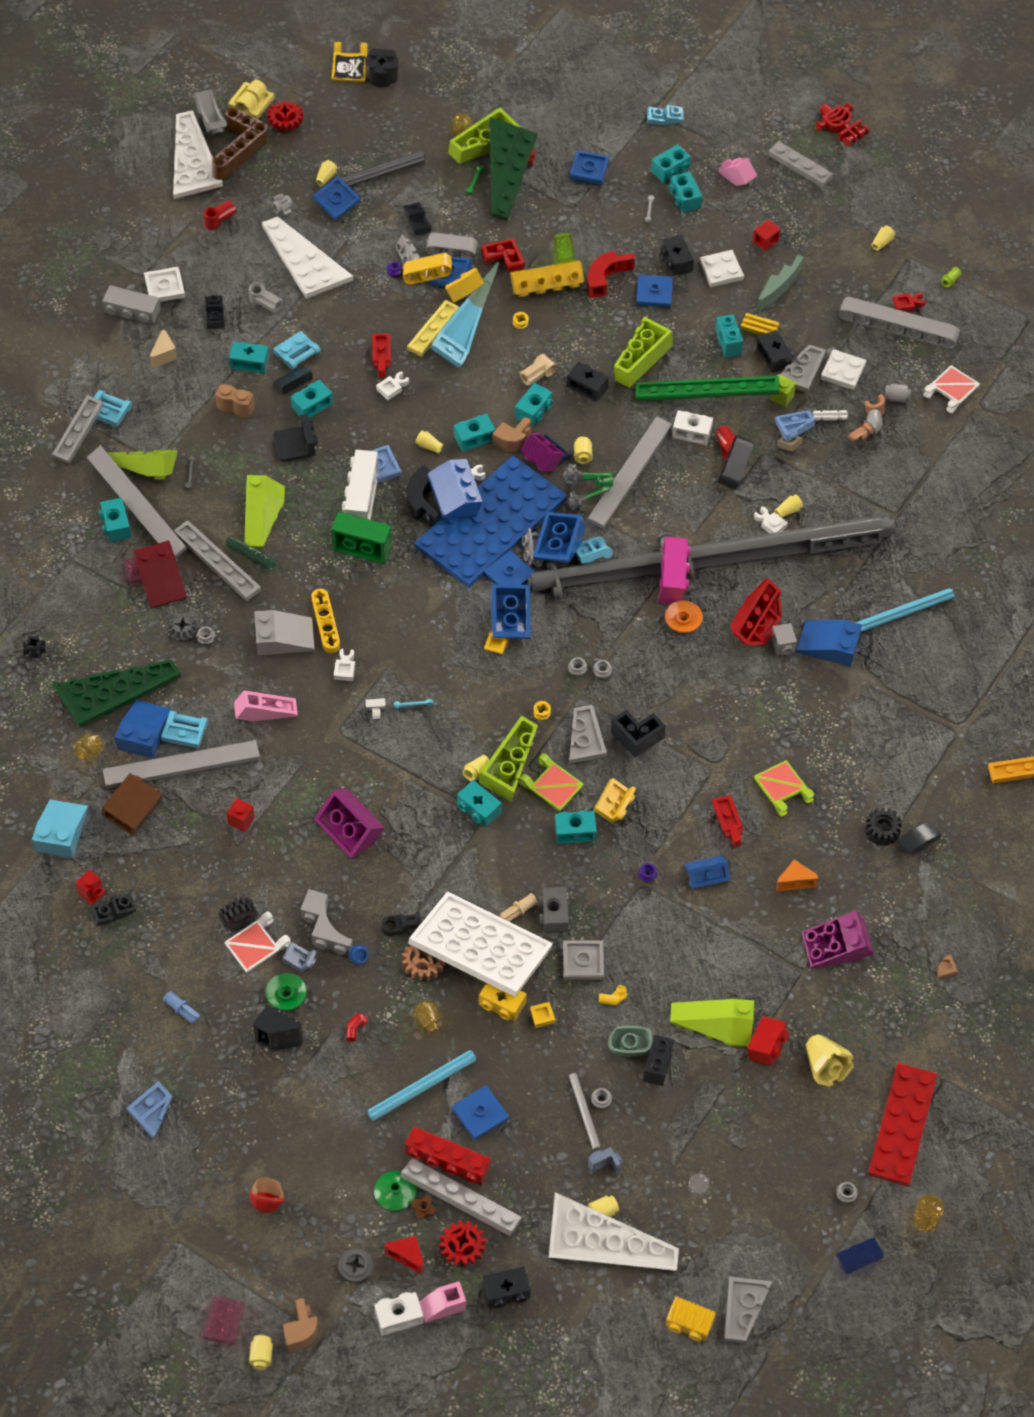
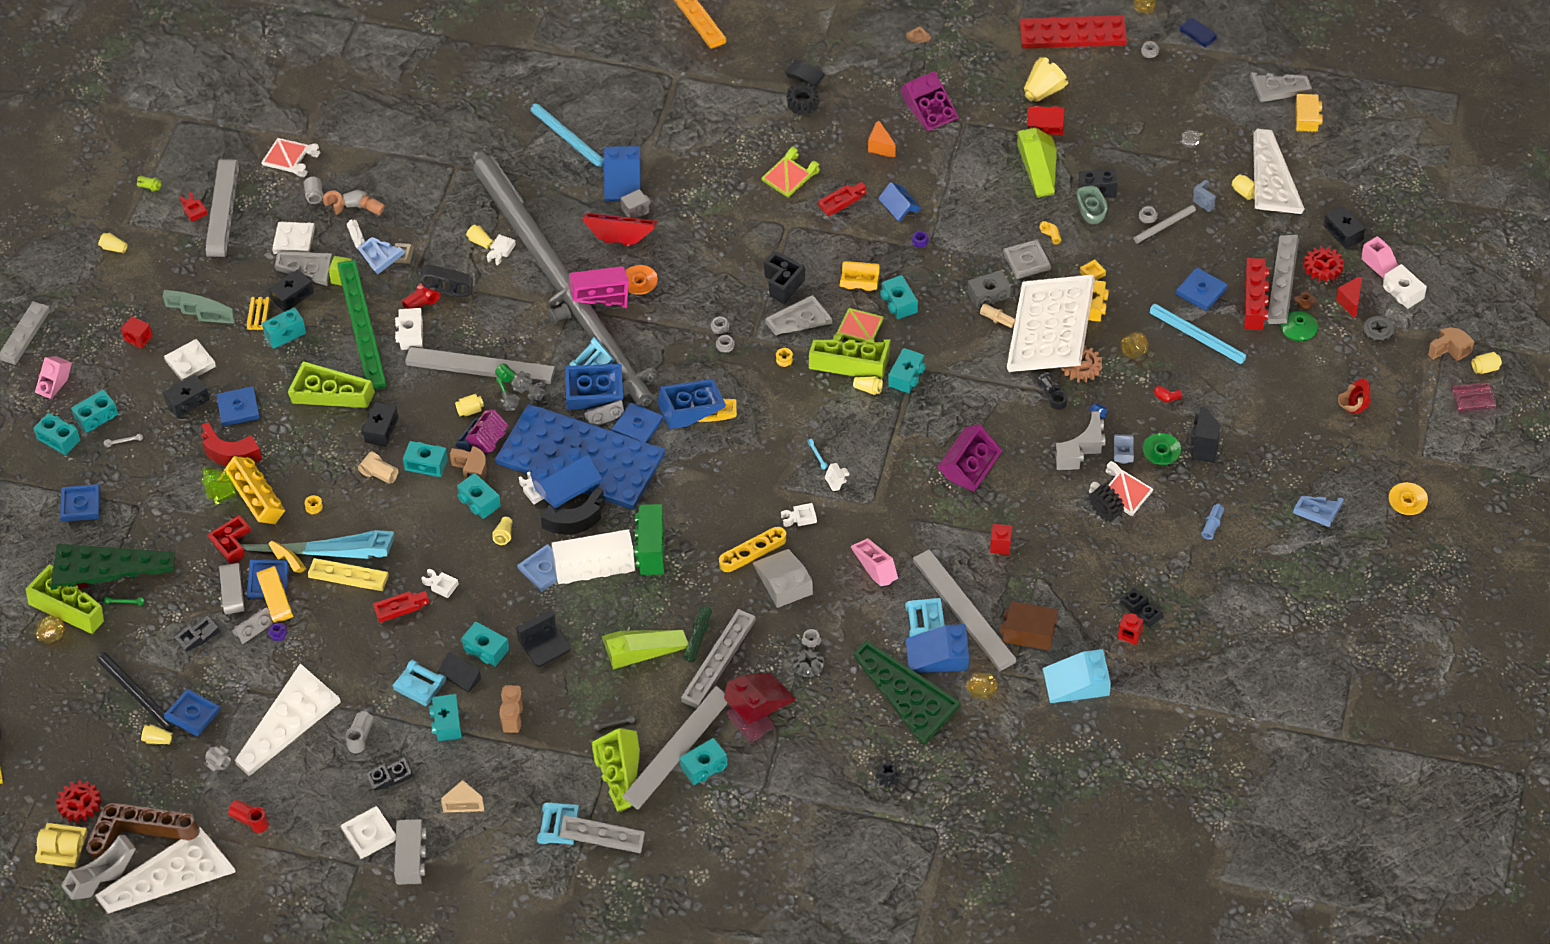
camera: 105 degrees left, 5 degrees down
(123, 1186) = (1411, 493): none -> yellow dish

